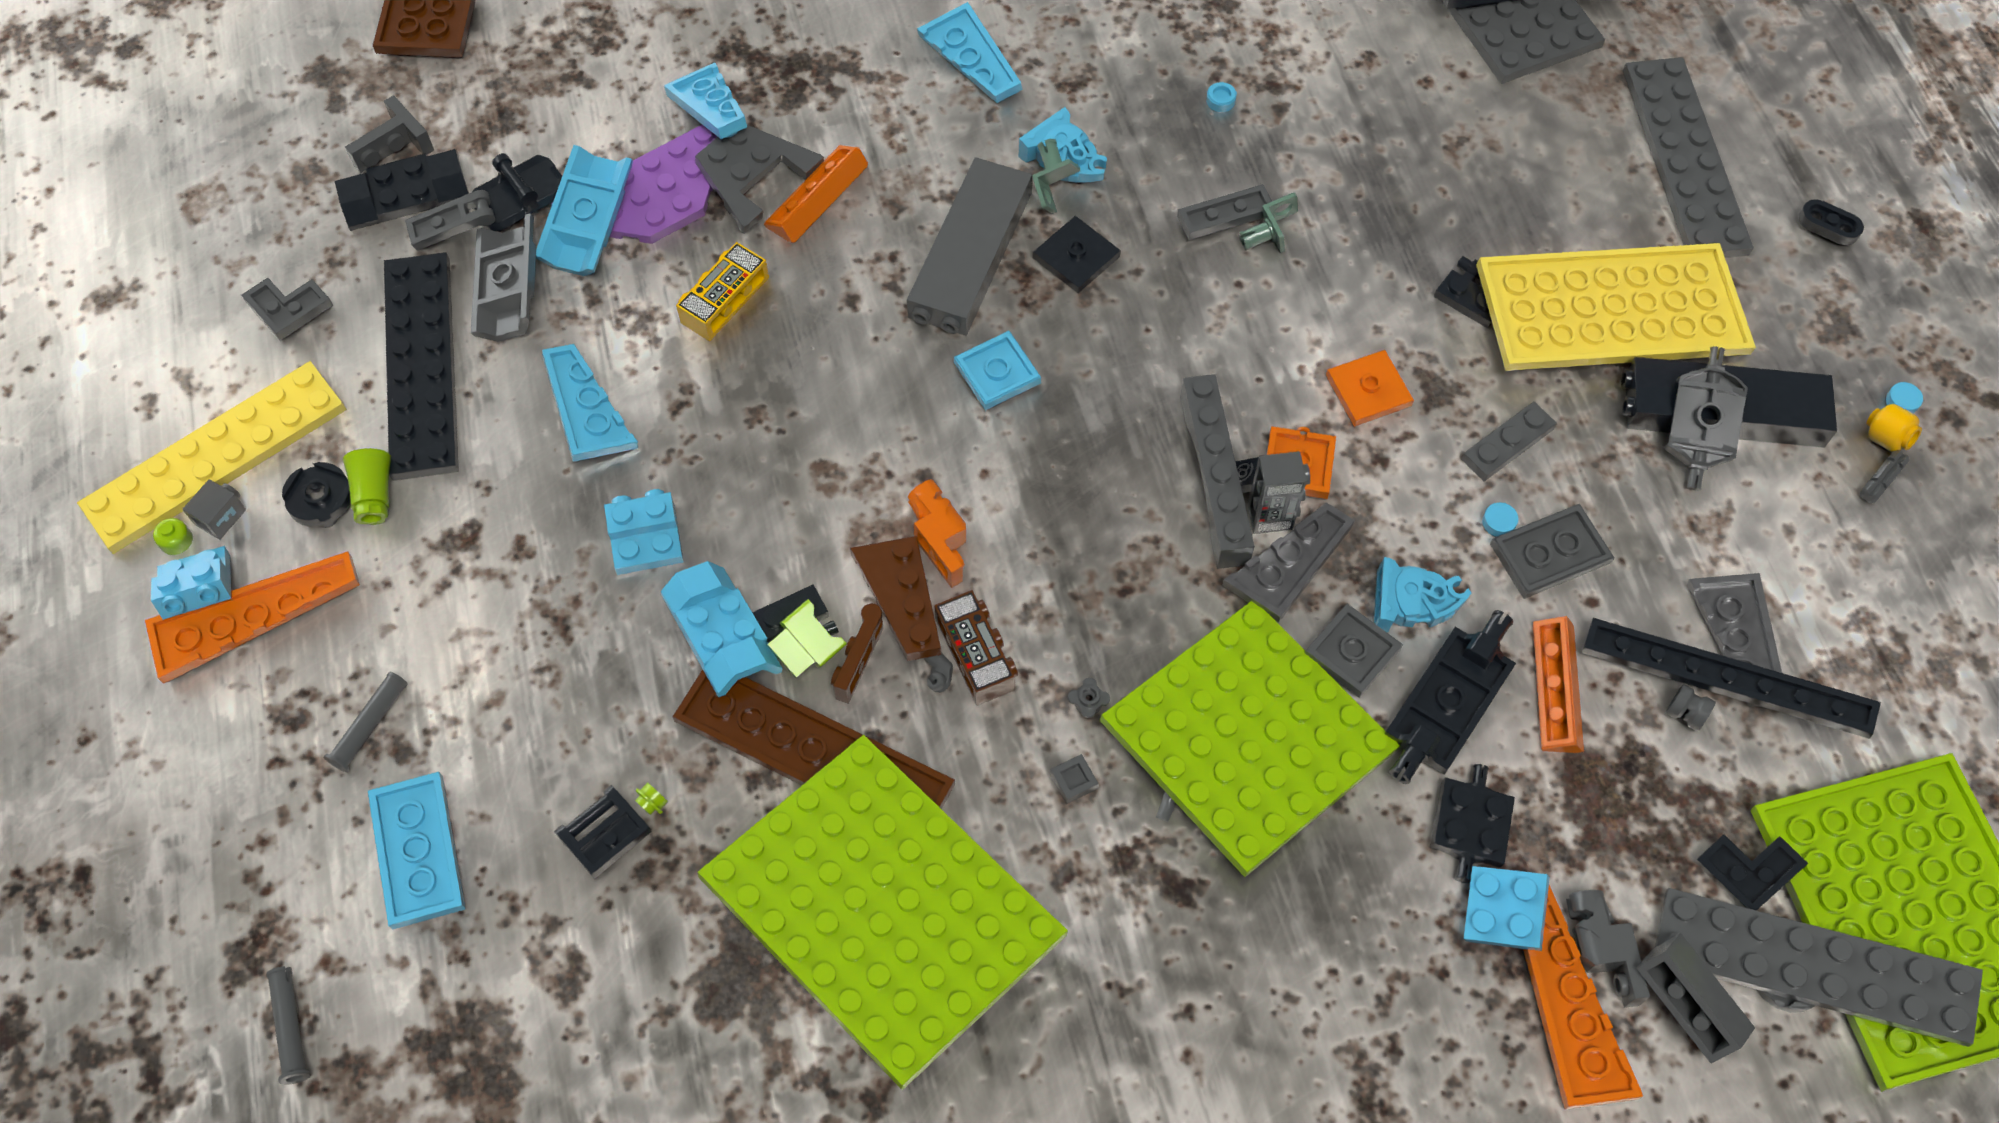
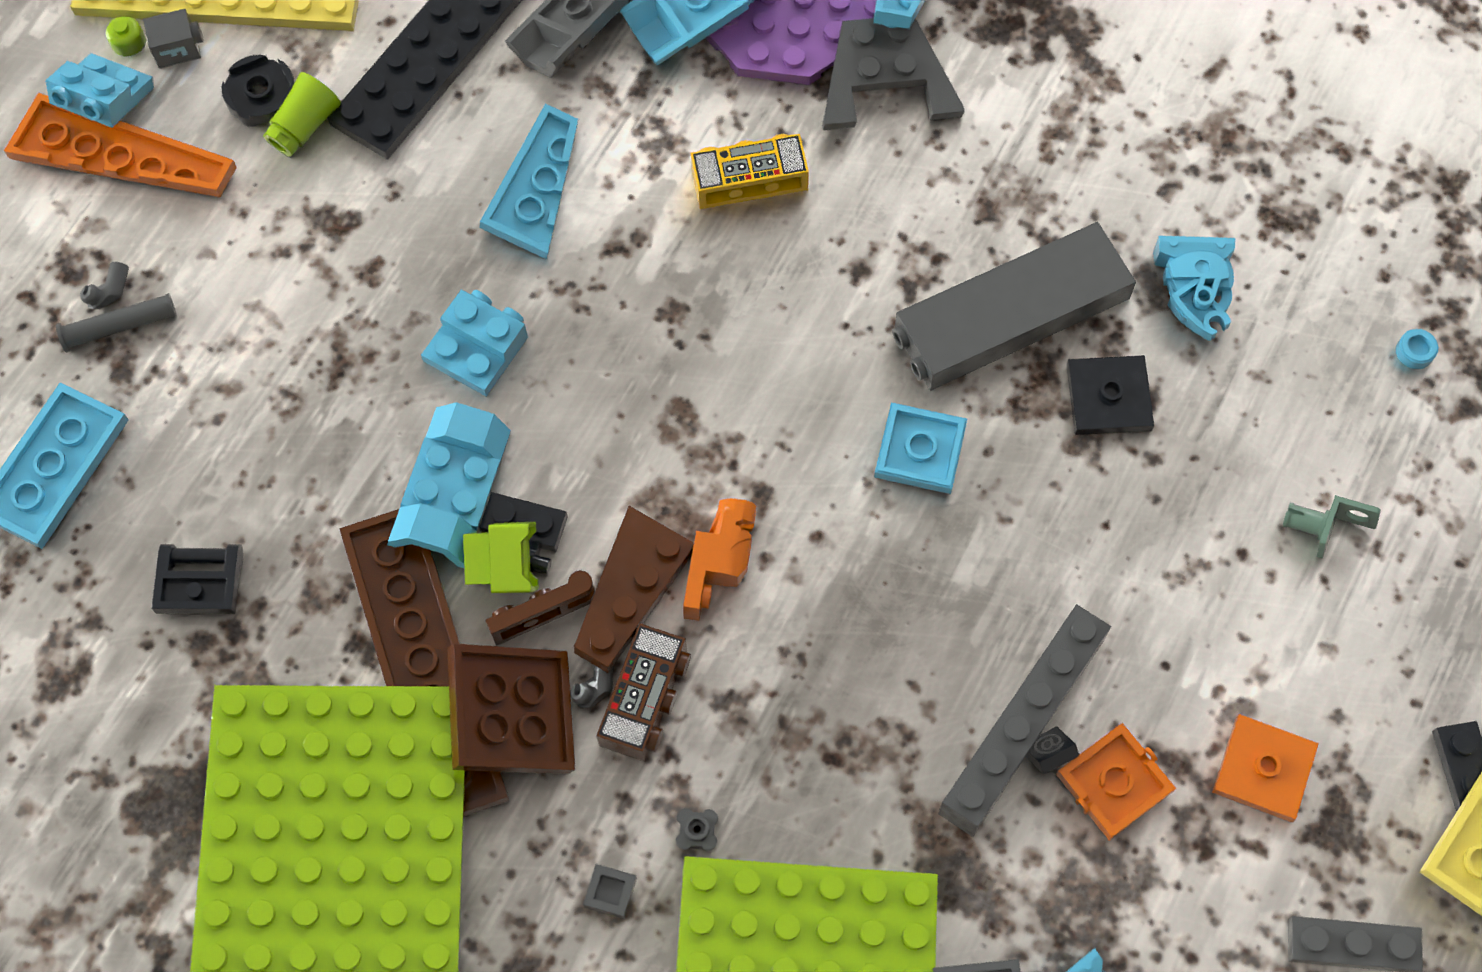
camera: 45 degrees right, 5 degrees up
(339, 706) = (108, 292): none -> dark grey arm
(650, 799) = (258, 585): lime plate -> none
(817, 193) = (927, 141): orange slope -> none
(905, 724) = (510, 709): none -> reddish brown plate
(971, 50) = (1208, 109): medium azure wing -> none
(1053, 172) = (1159, 295): sand green bracket -> none
(1223, 212) = (1297, 469): dark grey plate -> none
(1277, 492) = (1049, 795): dark grey brick -> none
(1291, 562) = (999, 872): flat silver wing -> none

